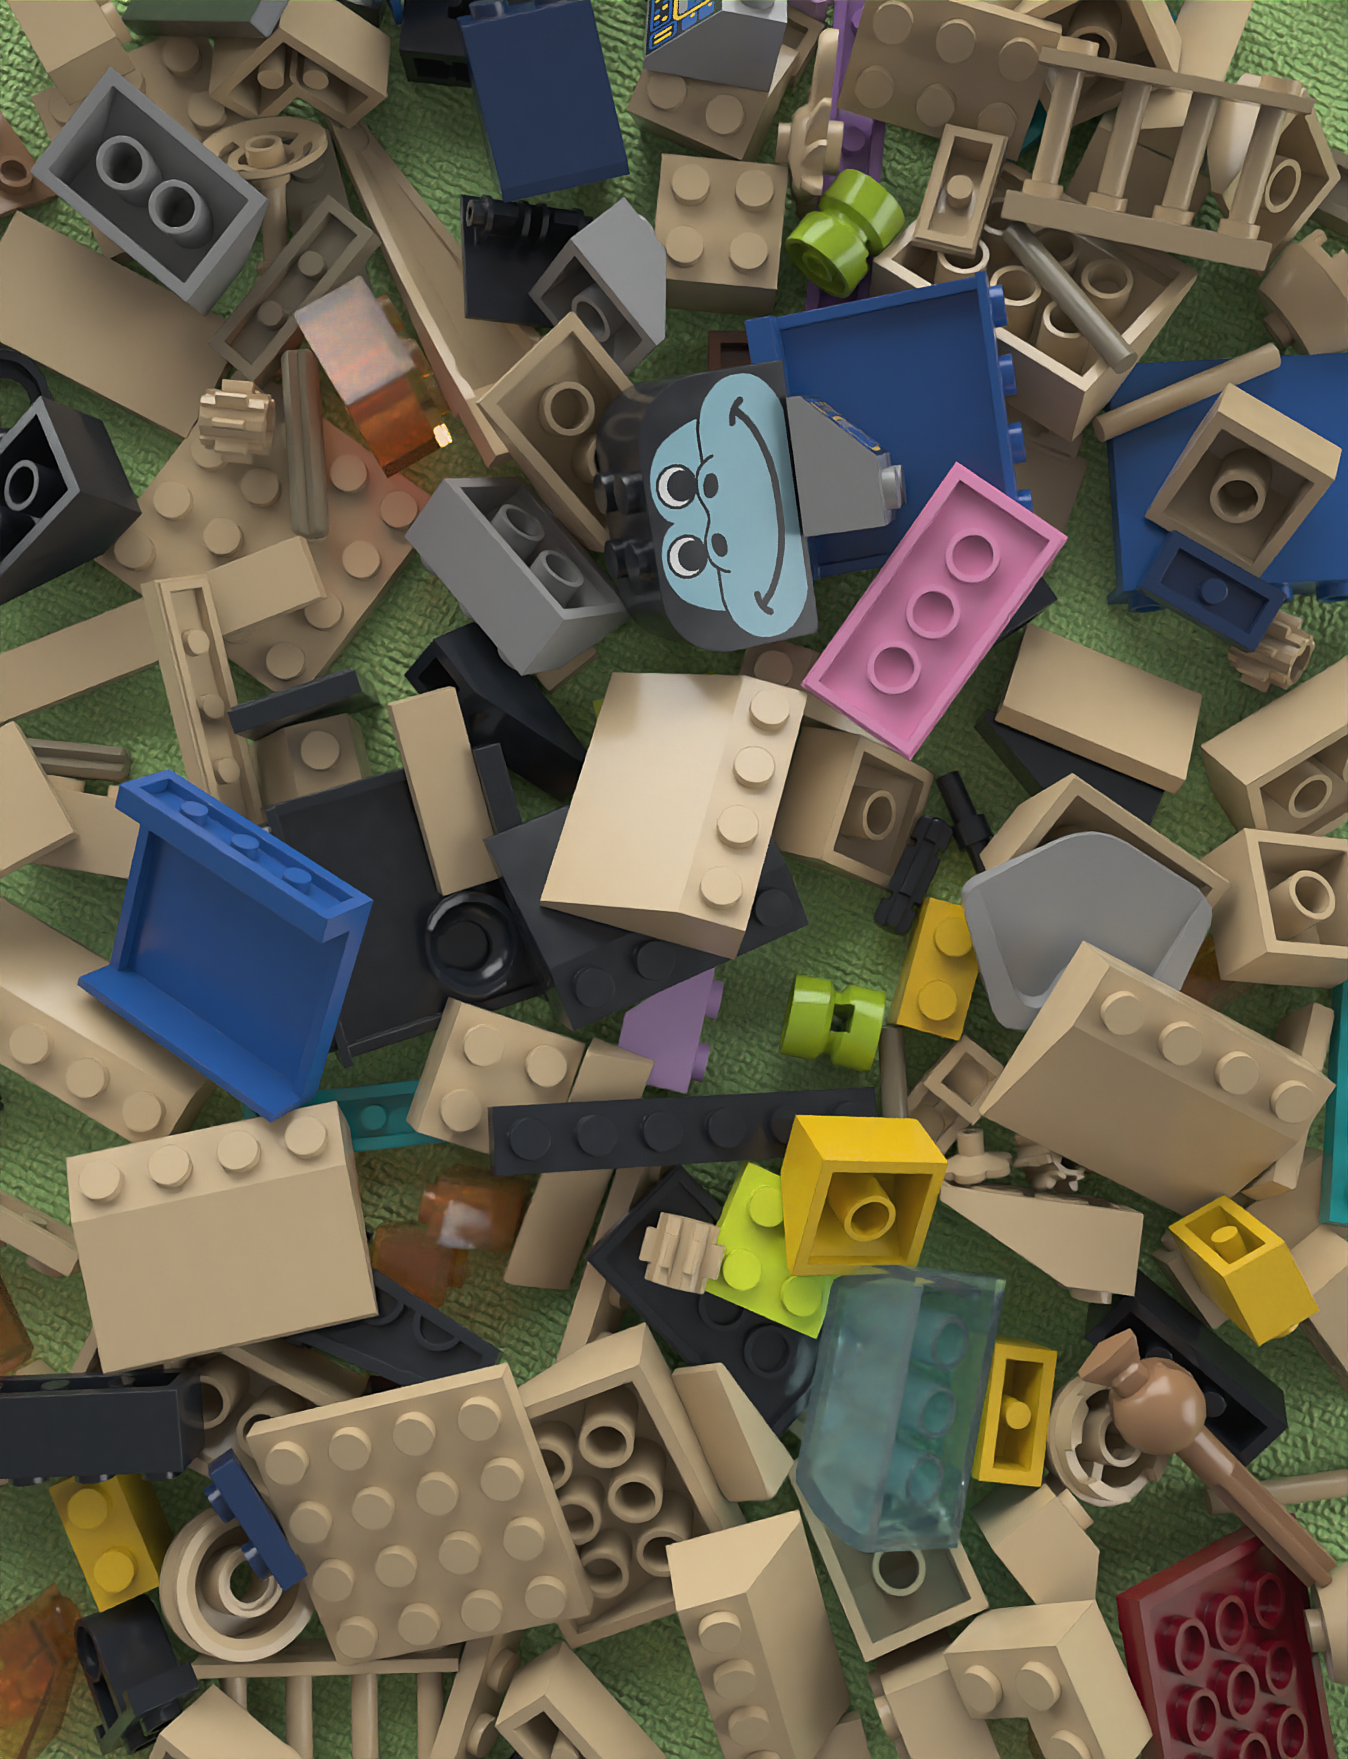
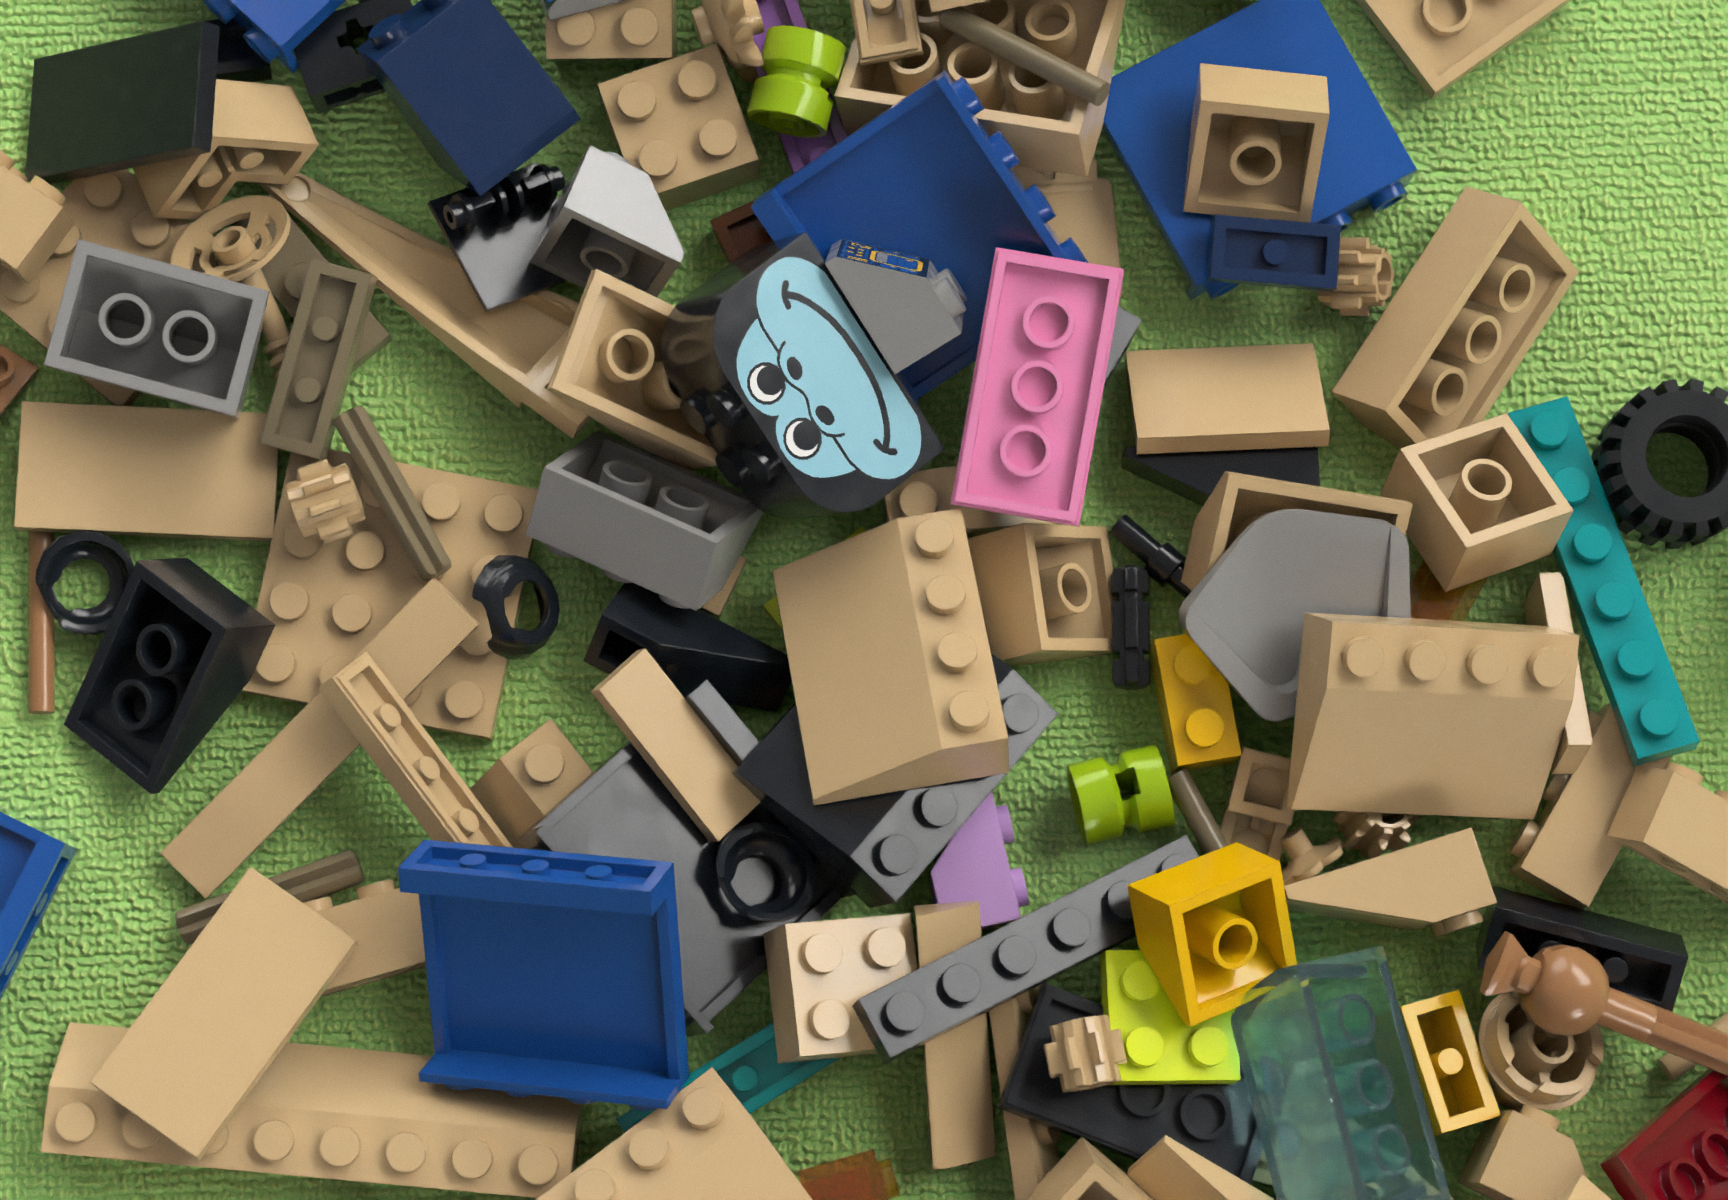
camera: 30 degrees left, 5 degrees down
(317, 699) = (509, 728): black tile -> none
(357, 568) = (496, 584): none -> black piece
(377, 374) = (434, 402): clear orange brick -> none
(473, 1209) = (878, 1113): clear orange slope -> none
(1186, 392) = (1167, 84): tan bar -> none
(1244, 1269) = (1578, 833): yellow brick -> none

